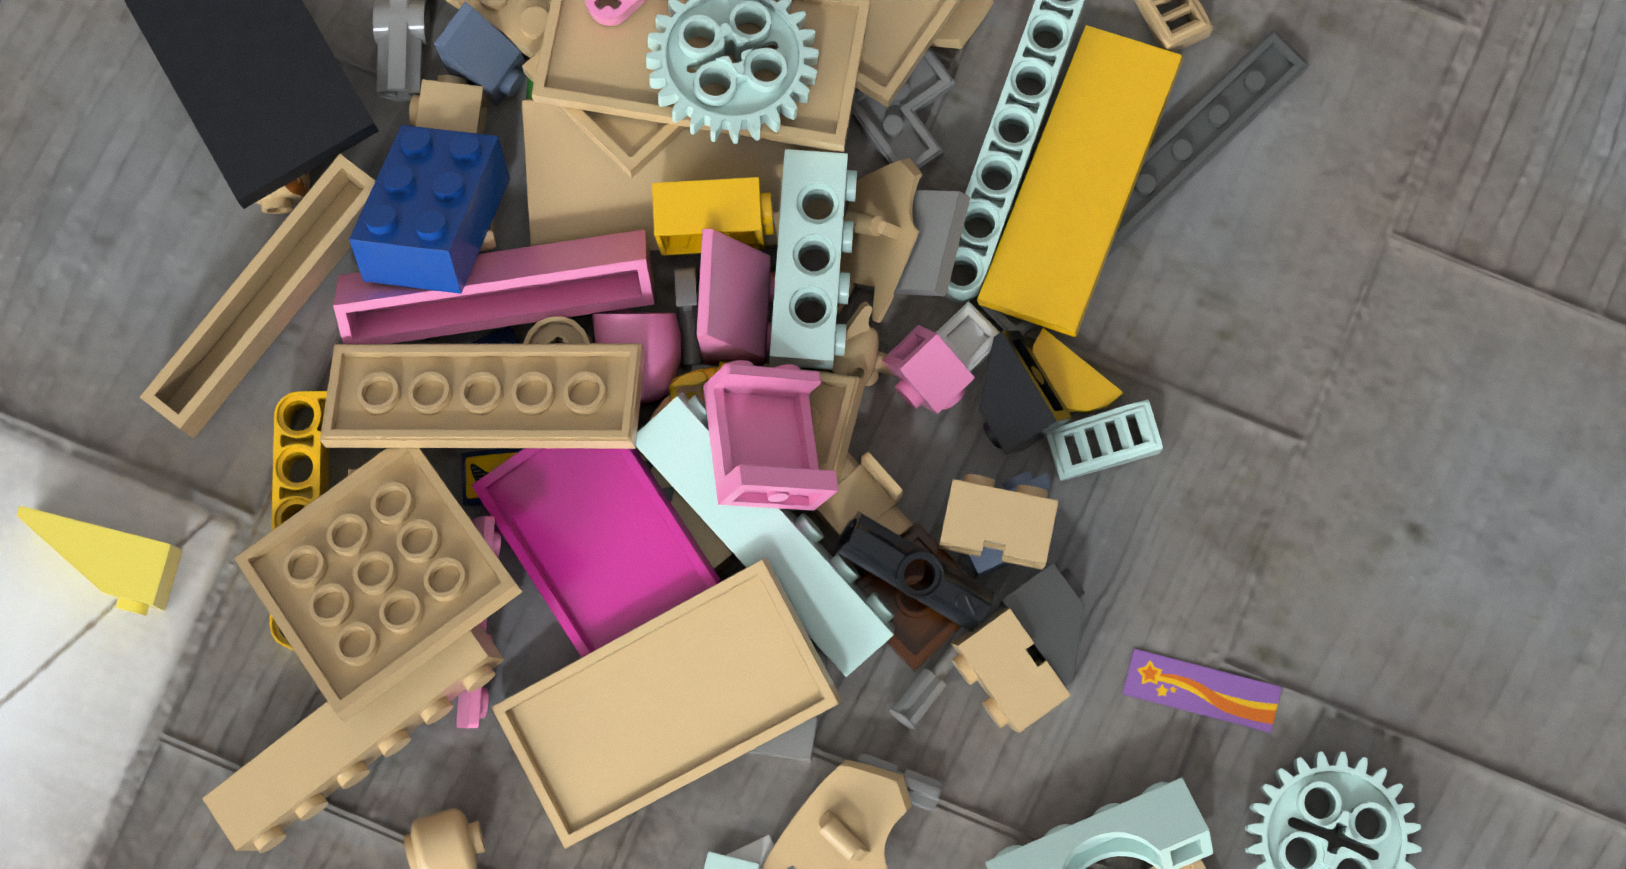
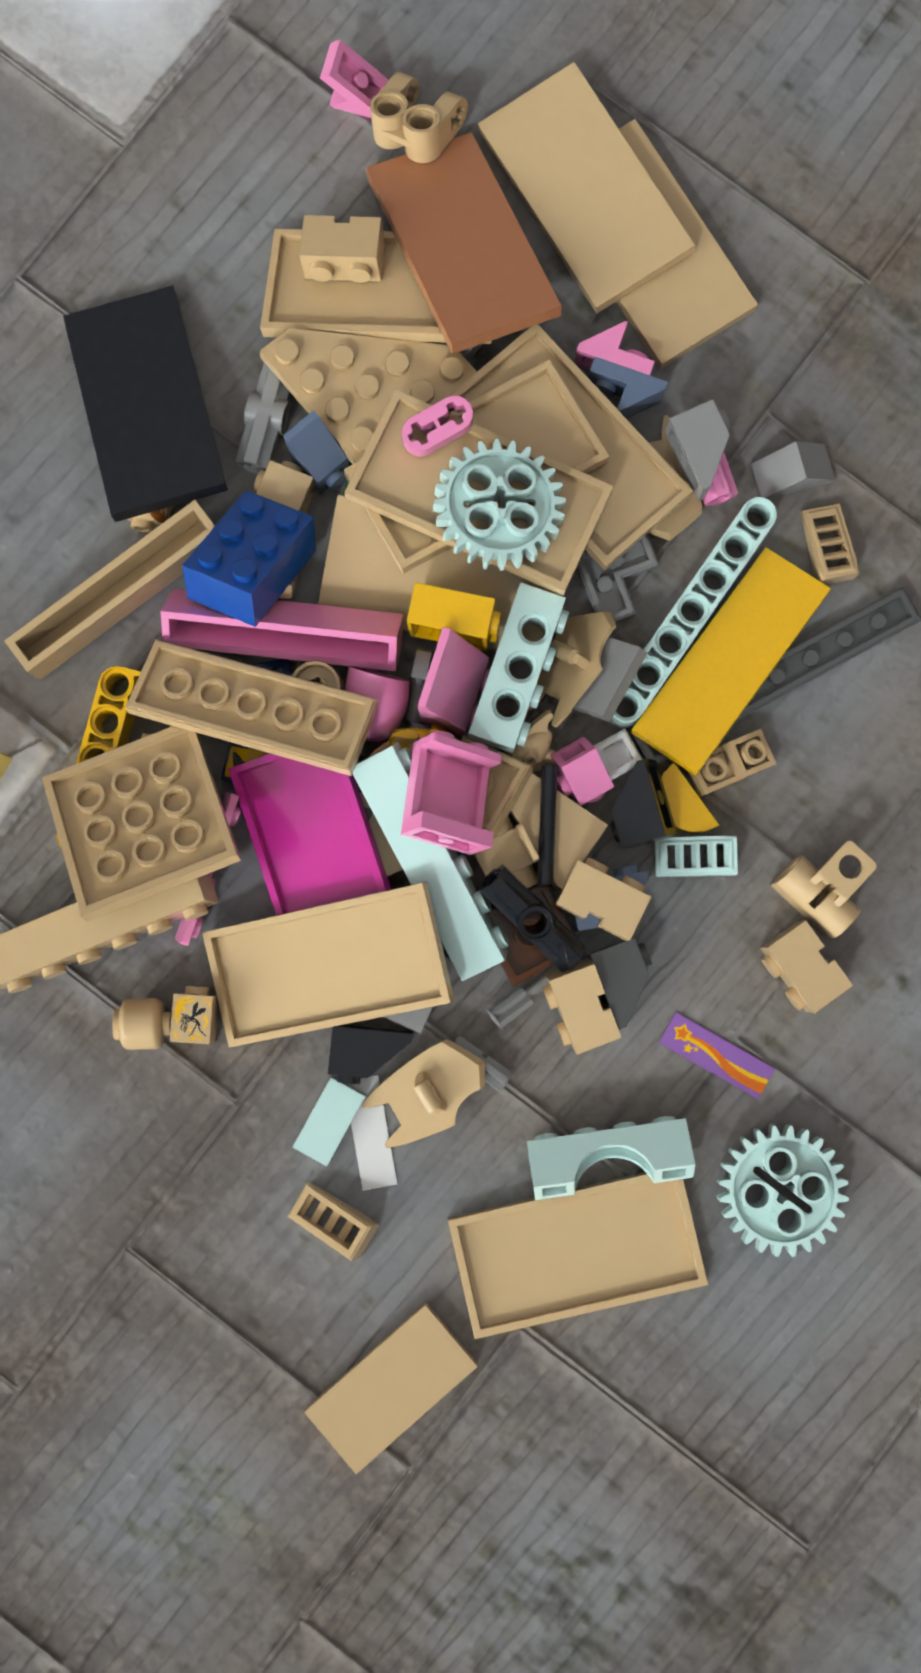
camera: 15 degrees right, 5 degrees up
(509, 818) = (194, 1016): none -> tan brick
(742, 804) = (361, 1051): none -> black slope
(901, 448) = (547, 825): none -> black bar
(916, 449) = (574, 828): none -> tan slope
(1120, 308) = (733, 763): none -> tan slope
(1279, 441) = (824, 893): none -> tan piece
(1281, 546) = (809, 976): none -> tan brick

